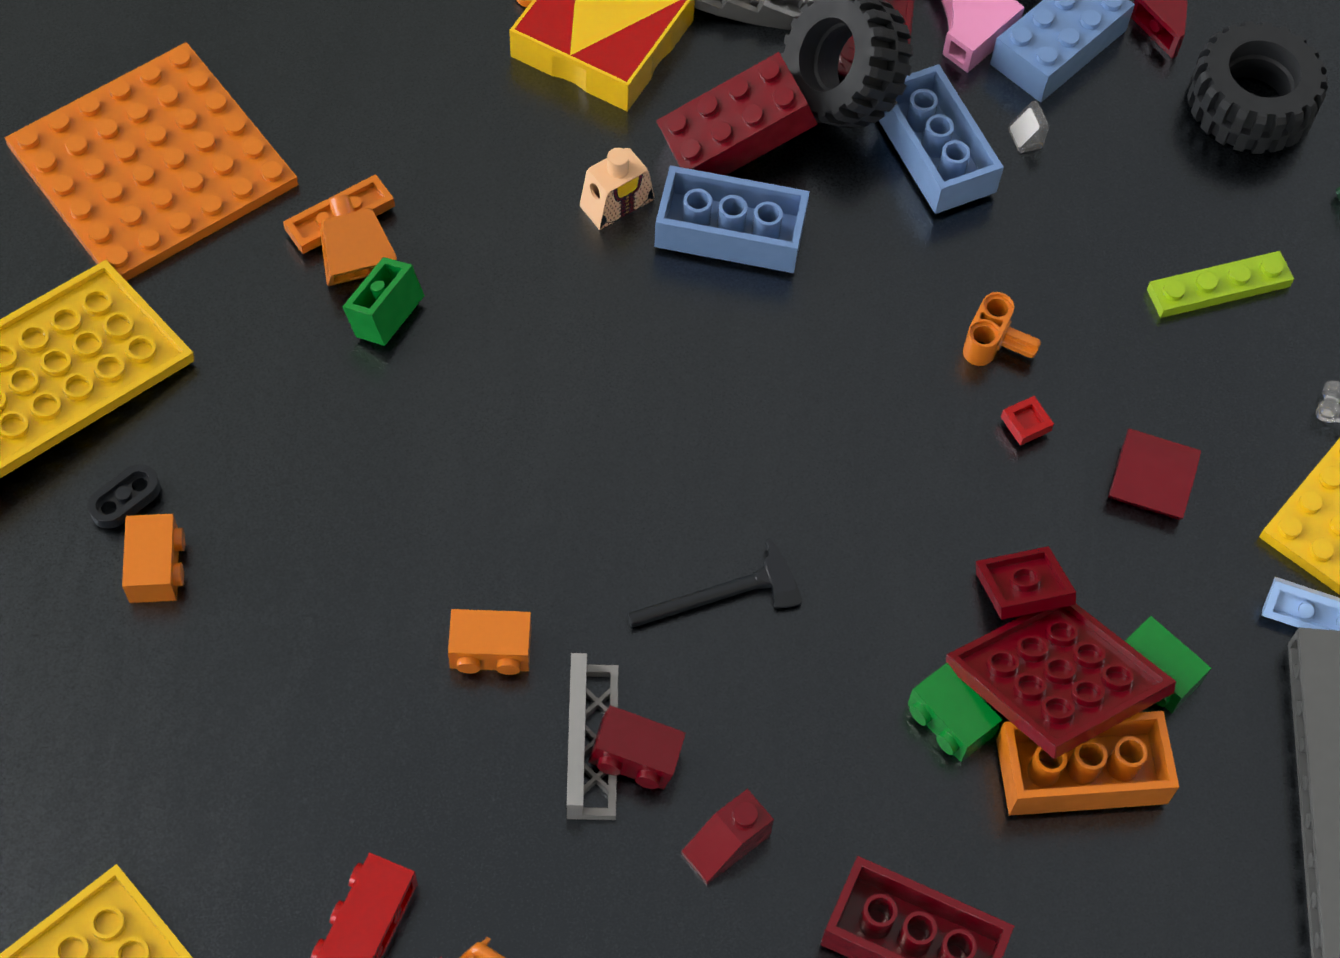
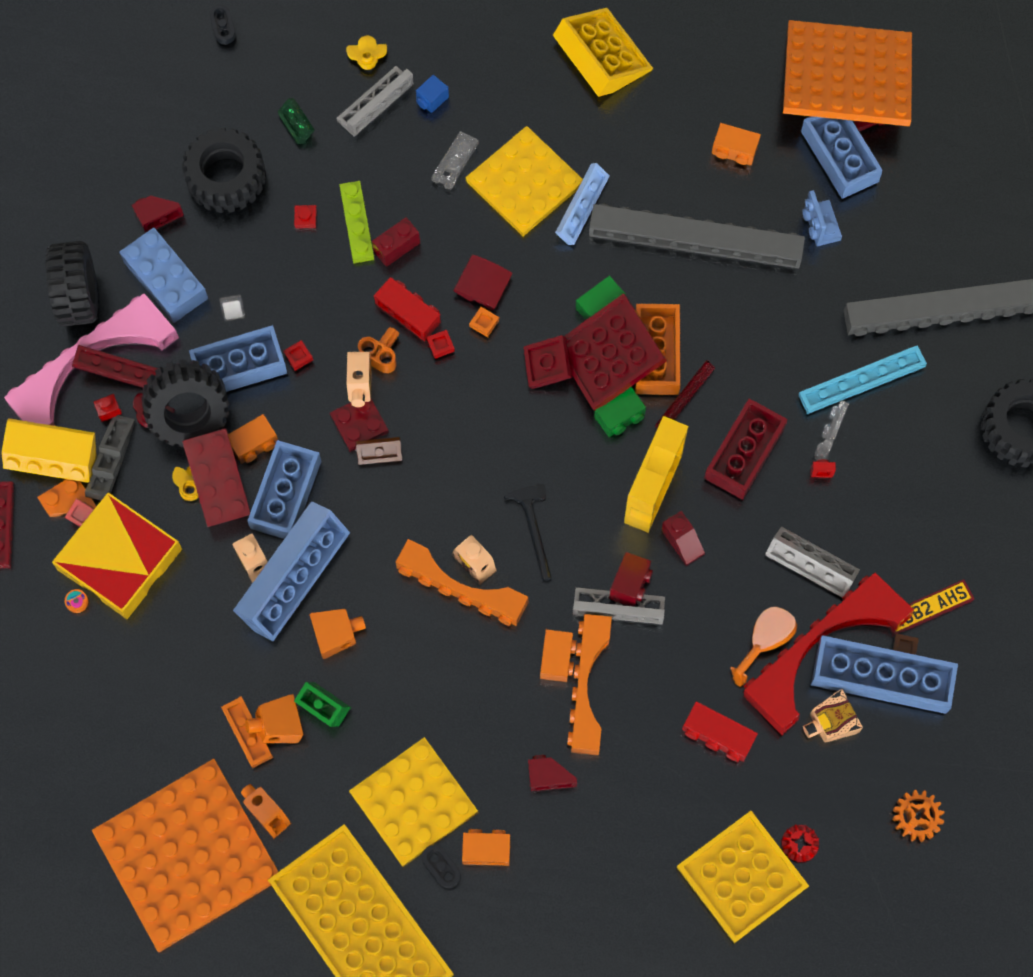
camera: 80 degrees left, 10 degrees up
(210, 243) = (265, 810): none -> orange torso
(234, 452) = (413, 801): none -> yellow plate
(280, 642) = (548, 774): none -> dark red slope
(359, 696) = (586, 730): none -> orange arch
(507, 311) = (335, 630): none -> orange torso
(596, 235) = (291, 571): none -> medium blue brick
(634, 423) = (502, 603): none -> orange arch
(653, 491) = (473, 558): none -> light nougat torso
(813, 168) = (253, 439): none -> orange brick
(821, 346) = (379, 450): none -> plate
(828, 755) = (655, 474): none -> yellow tile
(868, 319) = (358, 423): none -> dark red plate
(936, 296) = (359, 385): none -> light nougat torso
(966, 221) = (298, 355): none -> red plate
(1006, 826) = (688, 391): none -> dark red axle
(1081, 365) = (407, 308): none -> red brick
(1082, 482) = (484, 321): none -> orange plate
(1195, 336) = (396, 242): none -> dark red brick
(1210, 212) = (305, 216): none -> red plate

